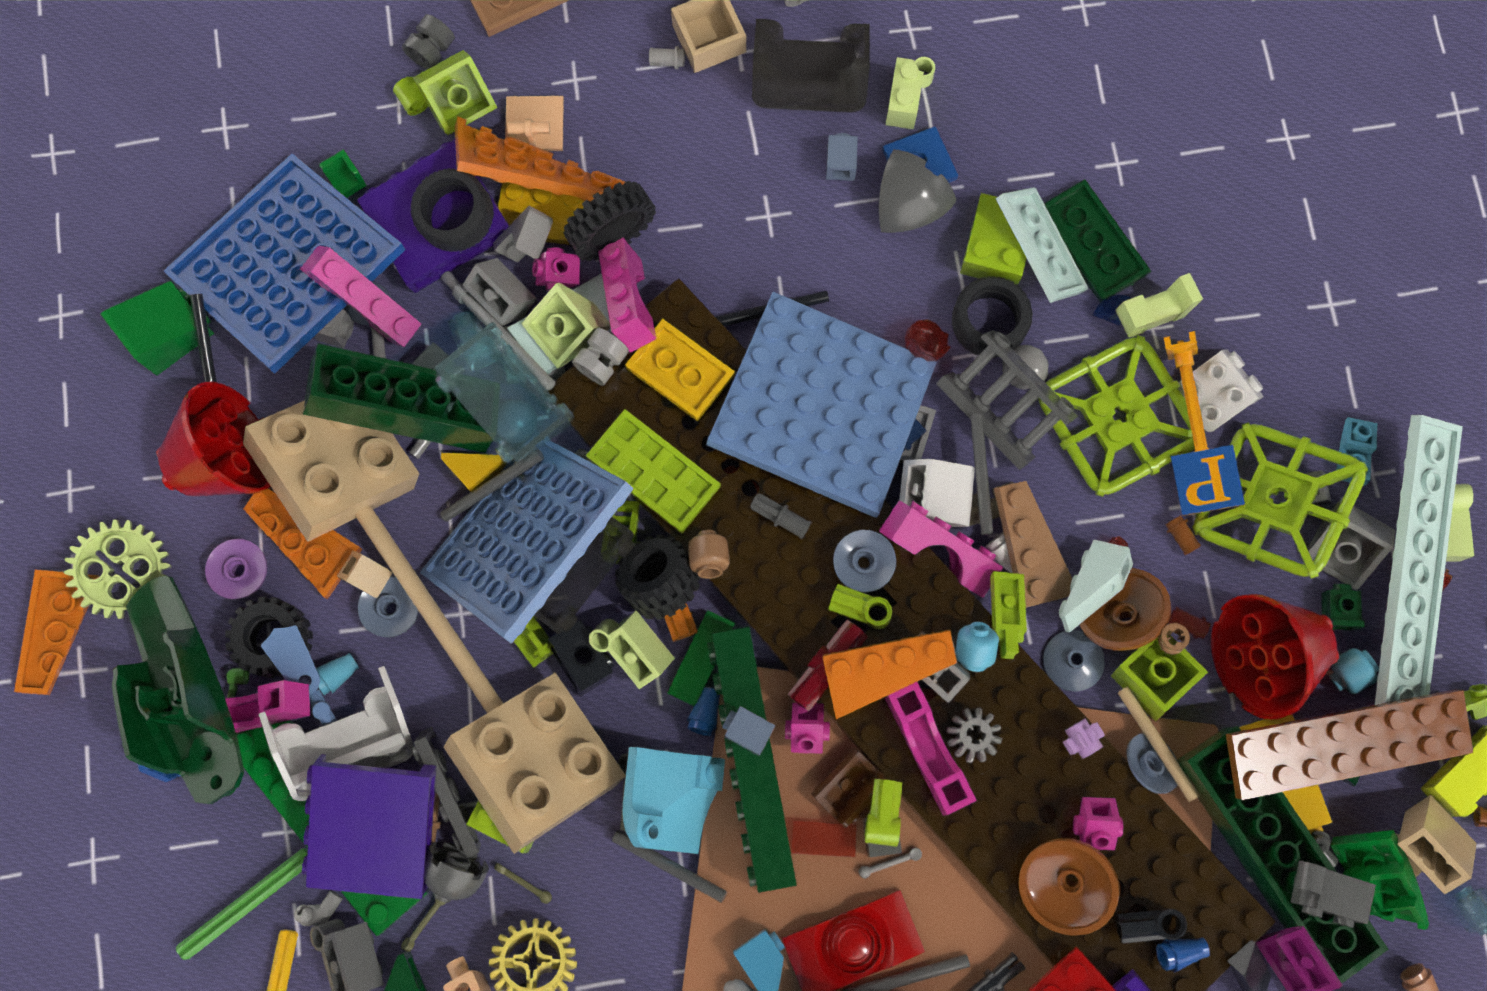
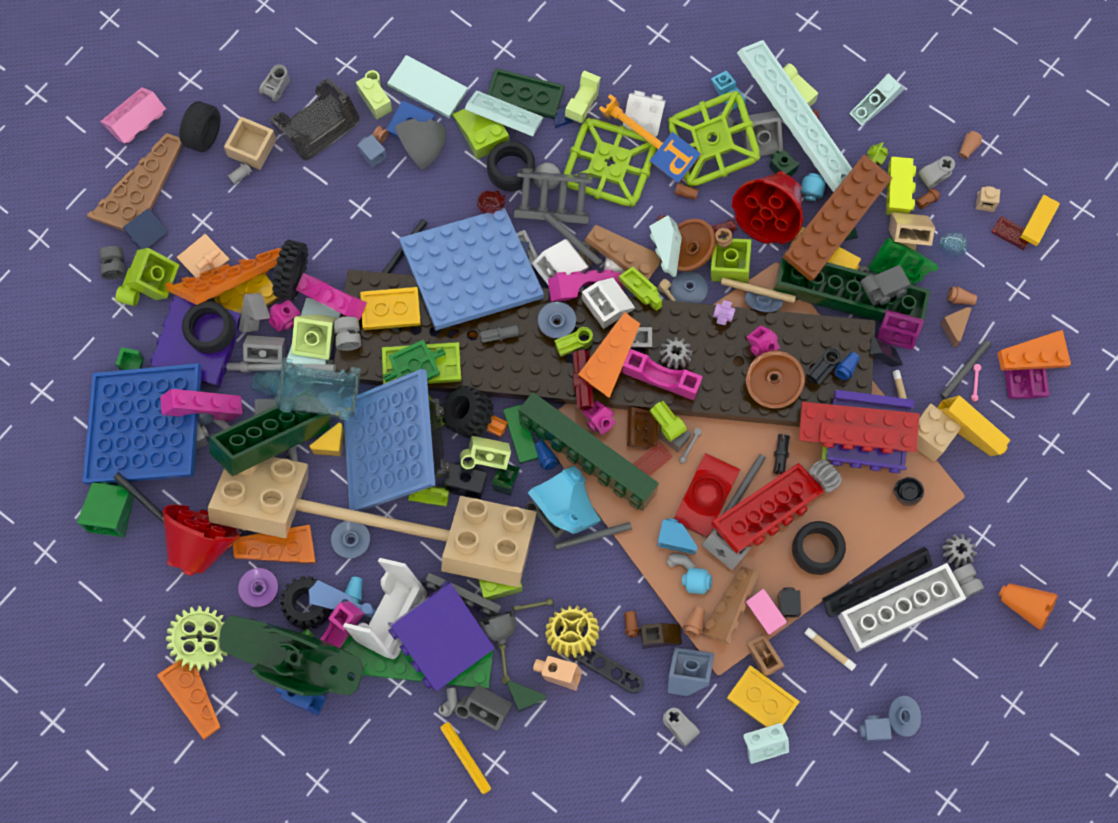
camera: 45 degrees left, 5 degrees down
(241, 906) = (411, 732): bright green axle -> none
(365, 574) = (324, 532): tan panel -> none
(491, 485) = (347, 441): dark grey bar -> none
(500, 34) = (145, 229): none -> dark blue piece
(629, 701) = (505, 480): none -> dark green slope
(641, 462) = (412, 359): none -> green plate
(708, 554) = (483, 378): medium nougat head -> none
(748, 730) = (576, 433): sand blue brick -> none
(870, 146) = (380, 134): none -> nougat bush
(948, 592) = (606, 301): none -> white slope
(976, 646) = (642, 312): medium azure head -> none
(982, 134) = (427, 86): none -> light aqua tile
(1042, 631) = (663, 287): none -> tan hand

